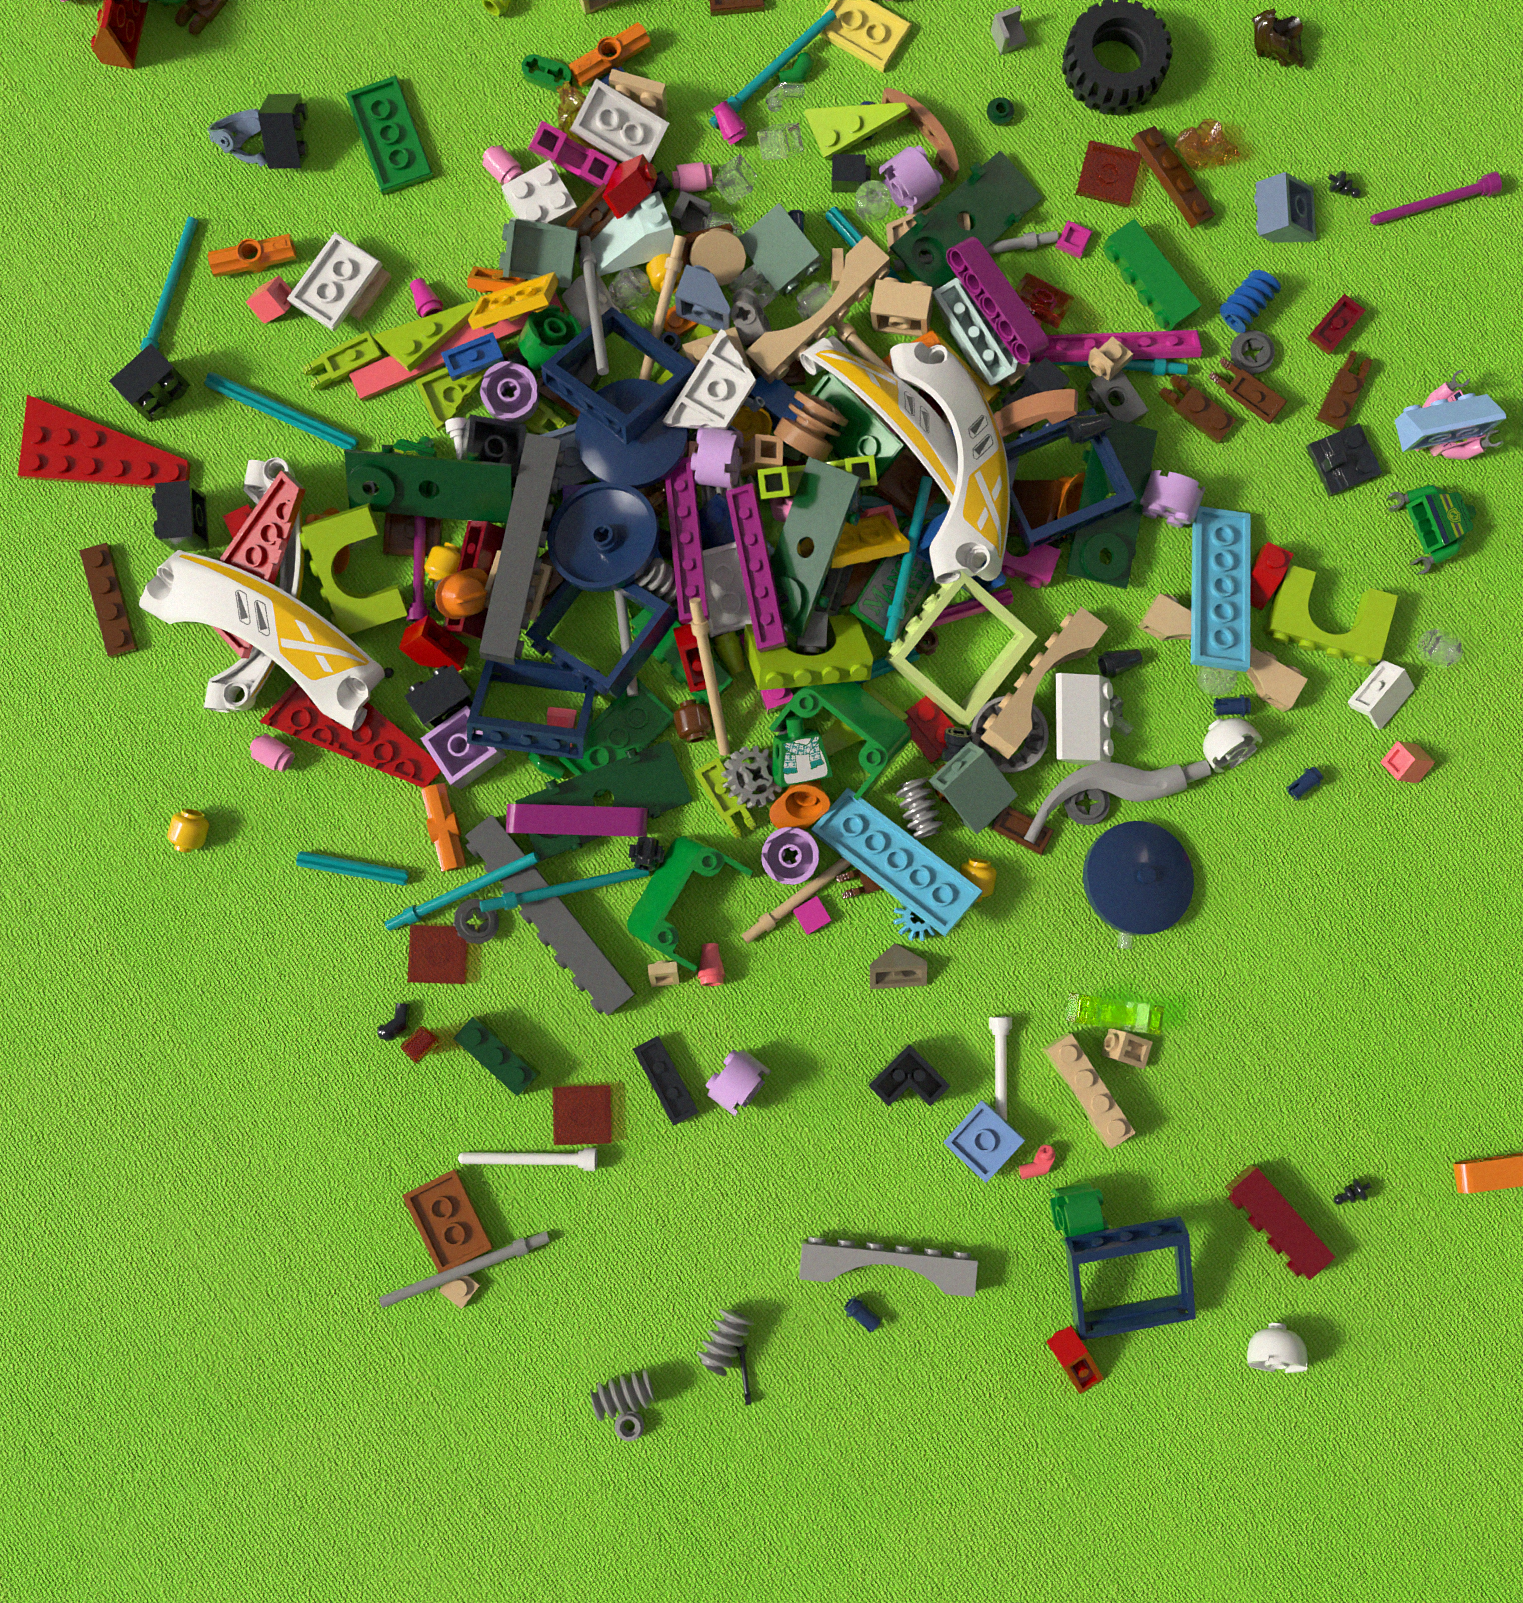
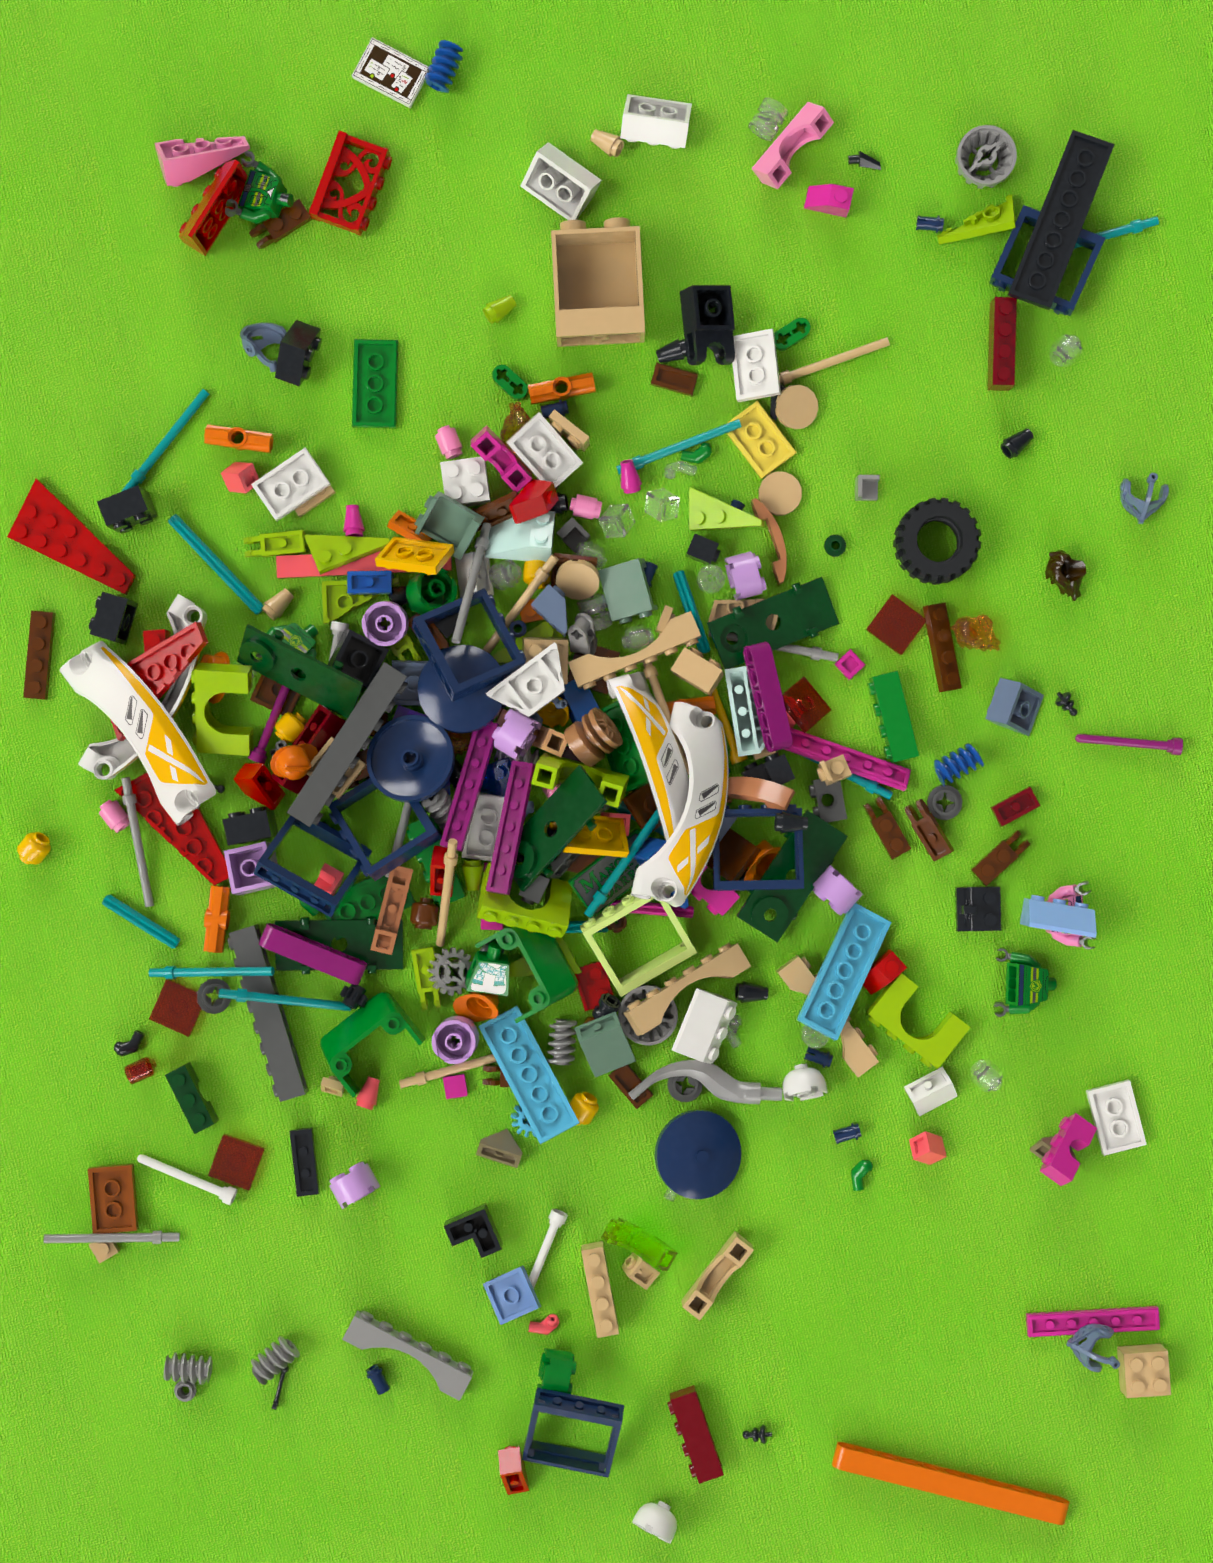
camera: 25 degrees right, 5 degrees up
(283, 724) = (129, 800): none -> light grey bar
(372, 430) = (277, 604): none -> tan cone
(651, 728) = (391, 910): none -> nougat slope
(913, 74) = (780, 493): none -> tan tile
(1227, 992) = (707, 1286): none -> tan arch
(1338, 823) = (859, 1172): none -> green arm

